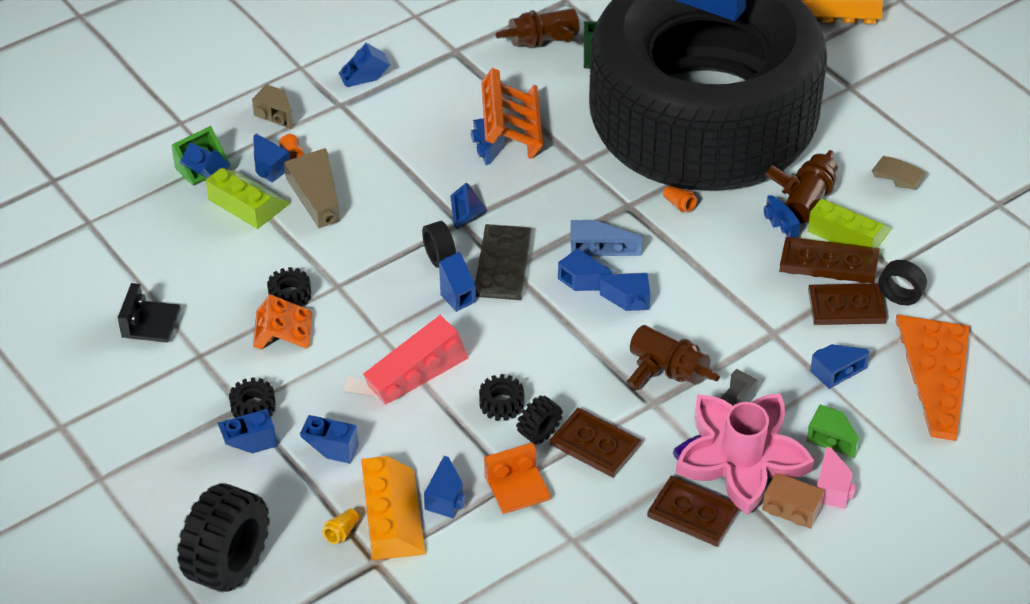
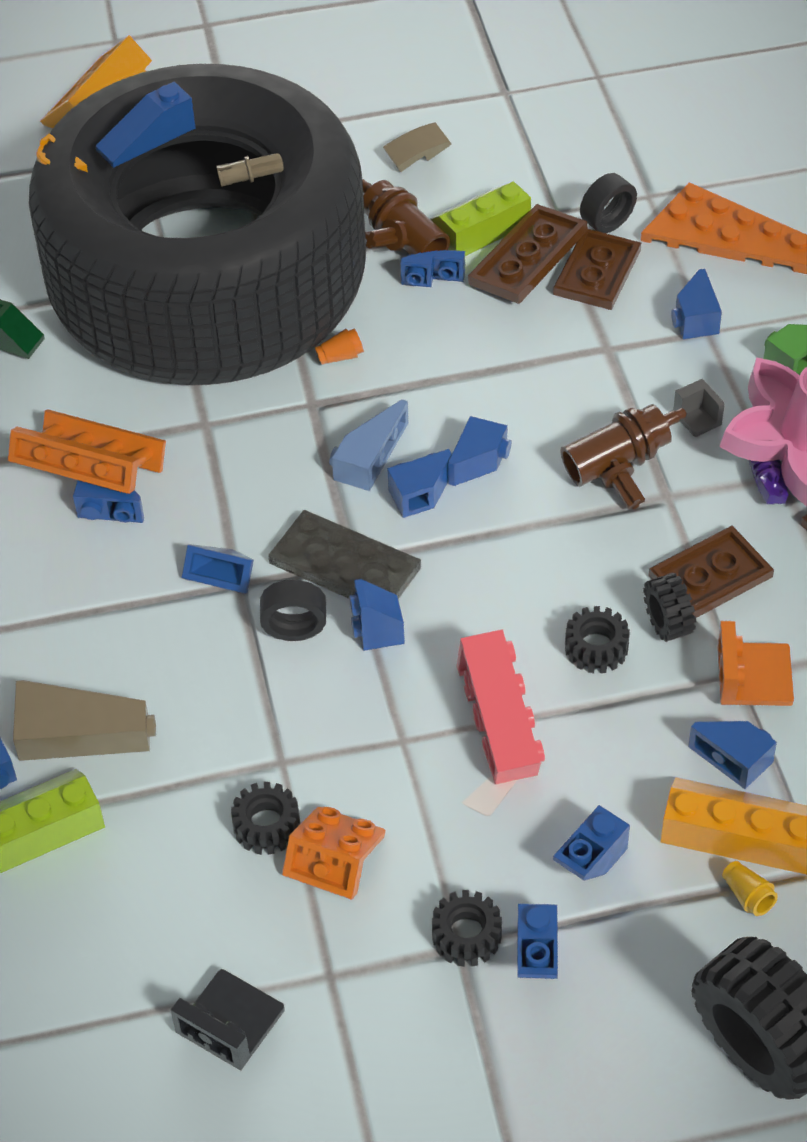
camera: 65 degrees left, 5 degrees up
(705, 53) = (249, 169): none -> dark tan axle

